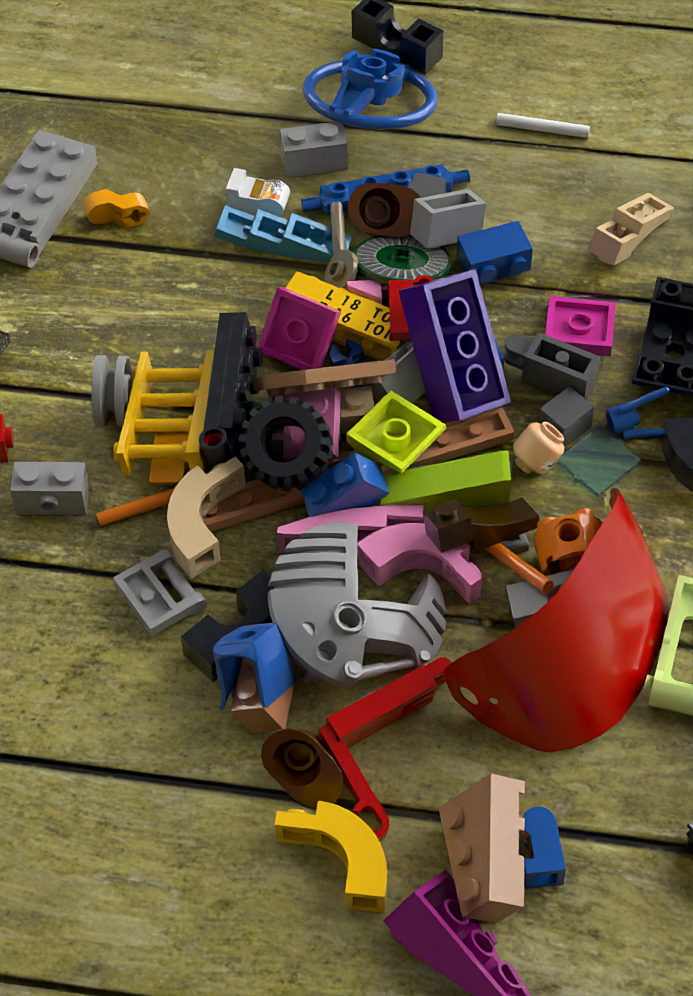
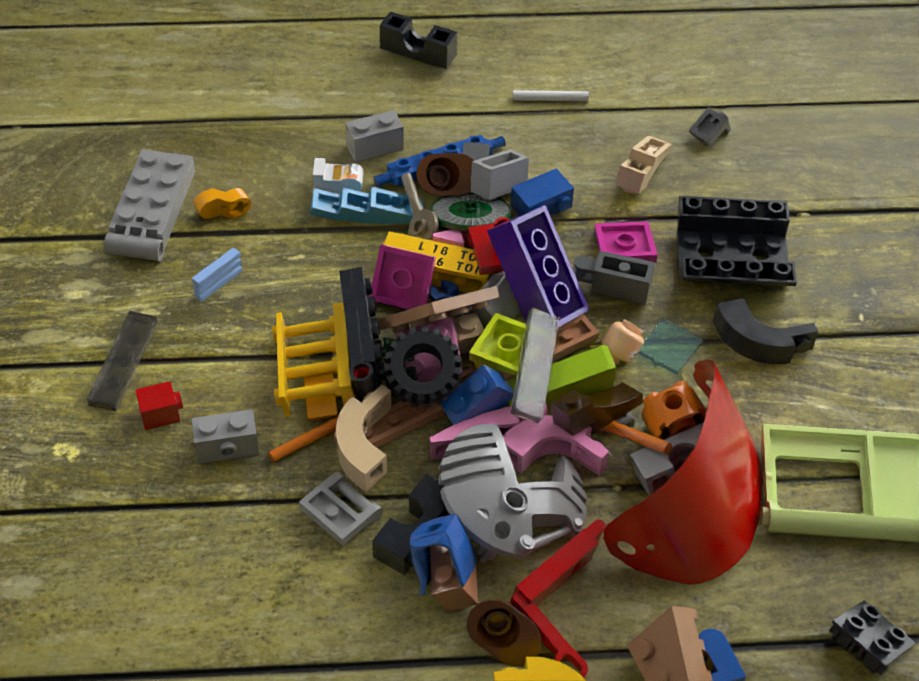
camera: 15 degrees left, 5 degrees down
(89, 294) = (217, 274): none -> light blue tile
(110, 389) = (260, 348): light grey wheel -> none
(366, 81) = (407, 77): blue piece -> none
(417, 462) = (535, 366): none -> clear smoke tile
(568, 414) = (638, 310): dark grey brick -> none
(625, 416) = (682, 308): blue plant -> none

